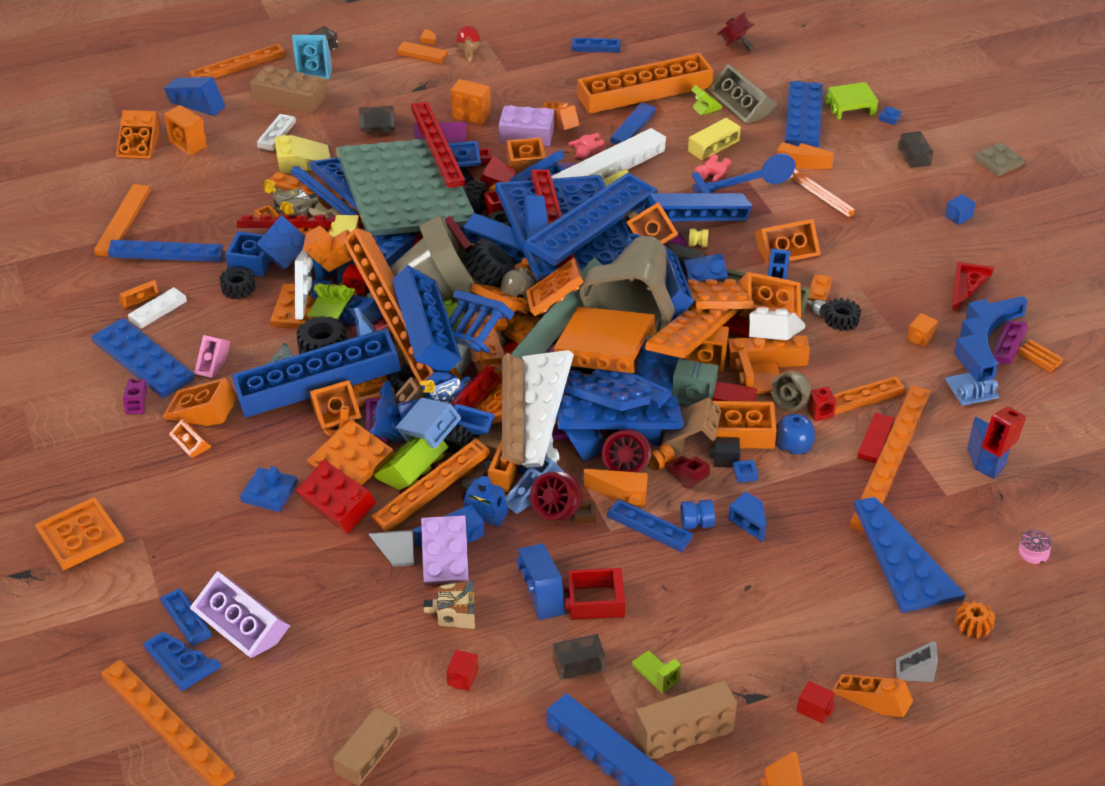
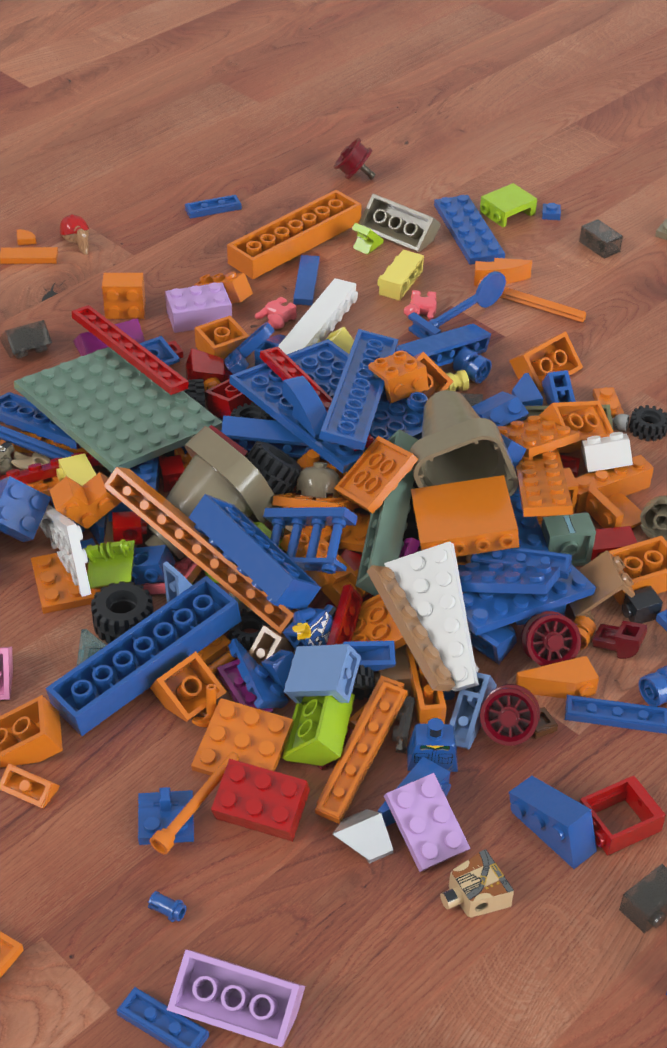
camera: 25 degrees left, 0 degrees up
(235, 549) = (172, 909): none -> blue pin
(253, 501) = (163, 839): none -> orange piece
(462, 670) = (539, 965): red brick -> none
(630, 217) = (401, 375): none -> orange bracket
(720, 228) = (474, 364): none -> blue wheel
(748, 261) = (527, 391): none -> blue slope

